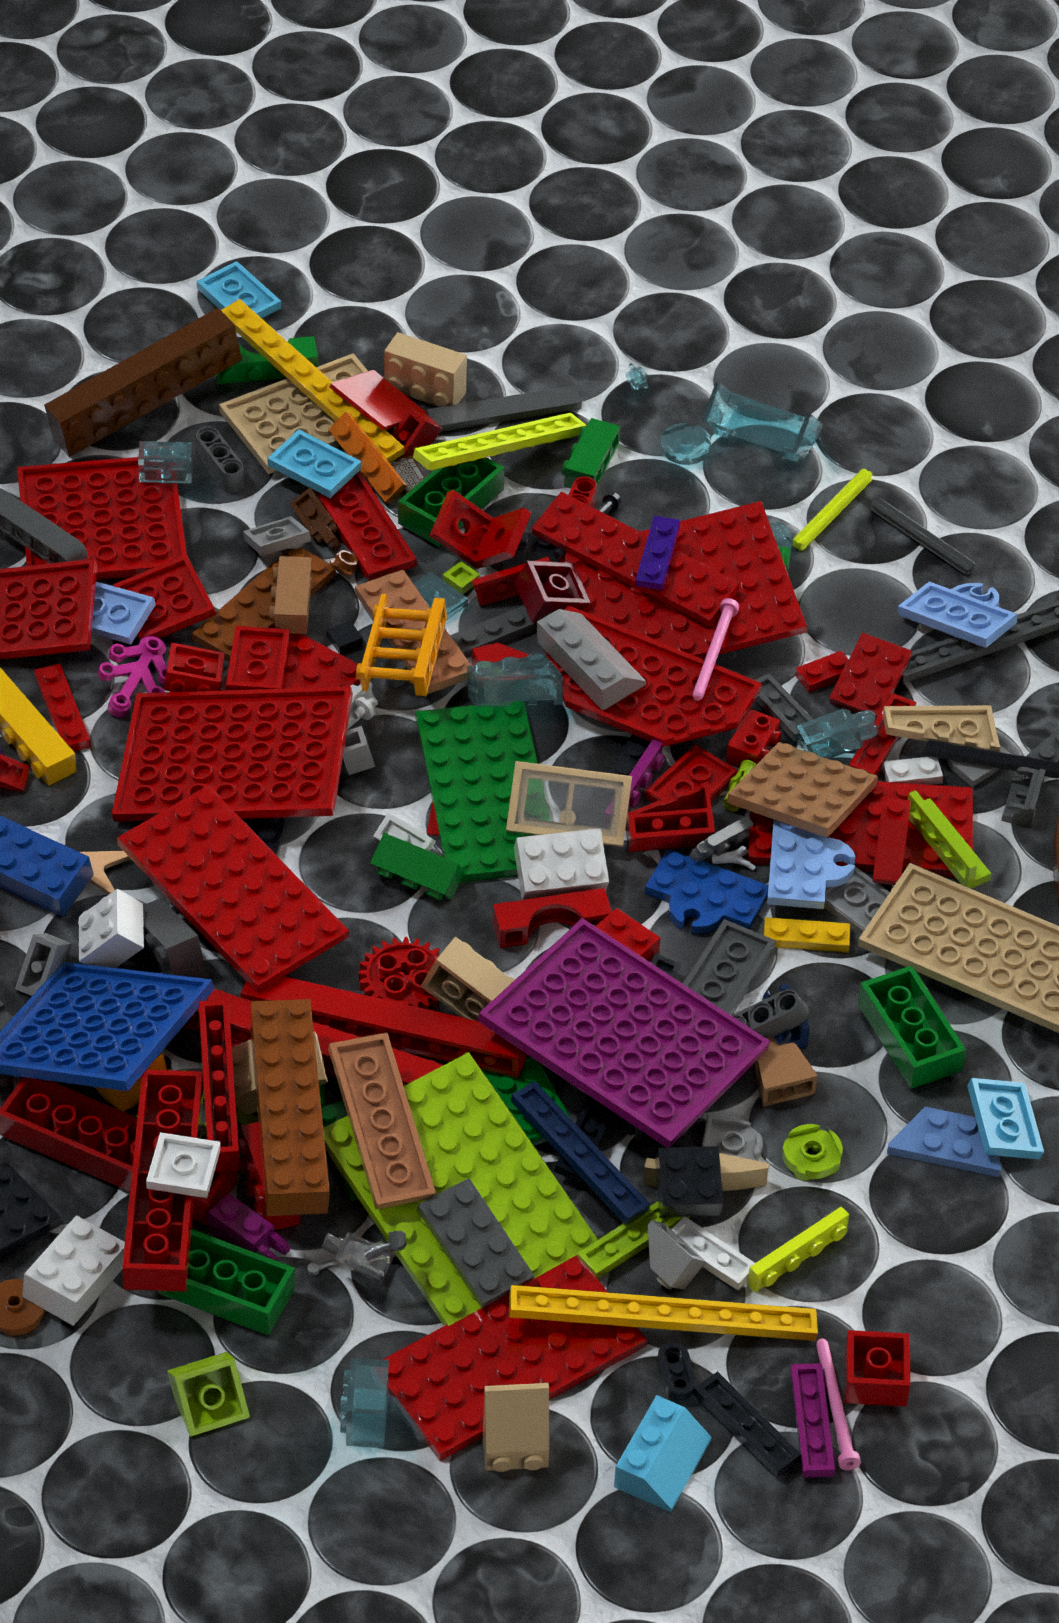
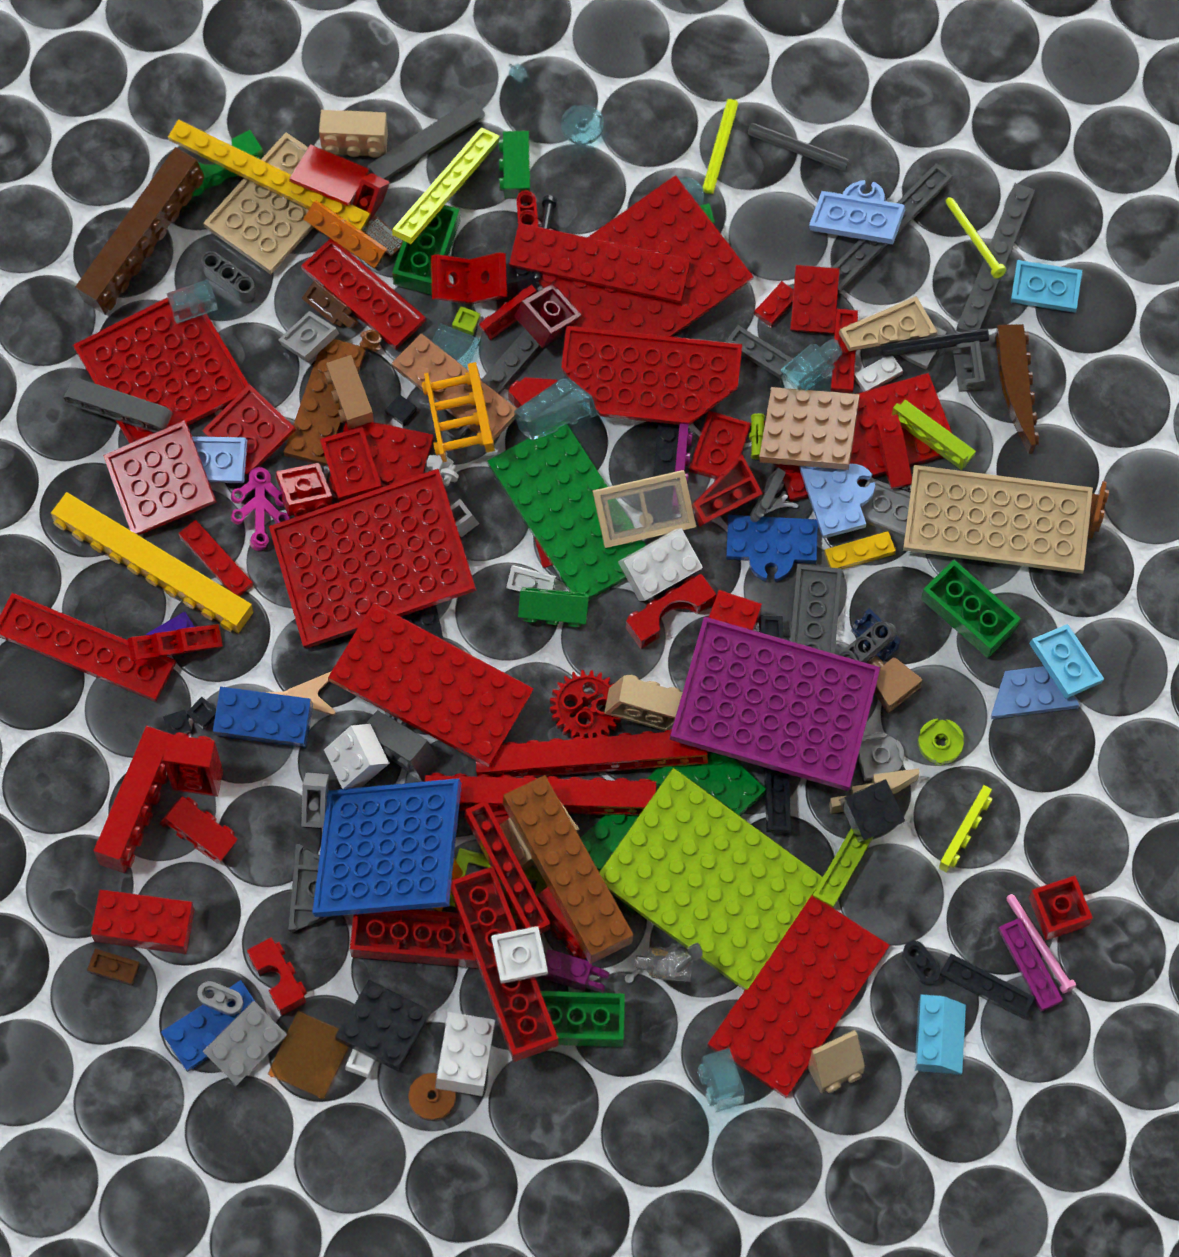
camera: 20 degrees left, 20 degrees up
(208, 1393) = (604, 1113): lime slope -> none
(237, 283) = (165, 102): medium azure plate -> none
(314, 463) = (307, 257): medium azure plate -> none
(381, 1121) = (639, 854): nougat plate -> none
(475, 1242) = (741, 920): dark grey plate -> none
(580, 1153) = (783, 814): dark blue plate -> none
(588, 657) = (605, 371): light grey slope -> none
(658, 552) = (619, 256): dark purple plate -> none
(662, 1313) = (894, 923): yellow plate -> none
(671, 1257) = (881, 872): light grey slope -> none
(719, 1257) = (905, 855): white plate -> none
(728, 609) = (691, 285): bright pink bar -> none
(753, 738) = (752, 392): red brick -> none
(761, 424) = (637, 84): clear light blue windscreen -> none

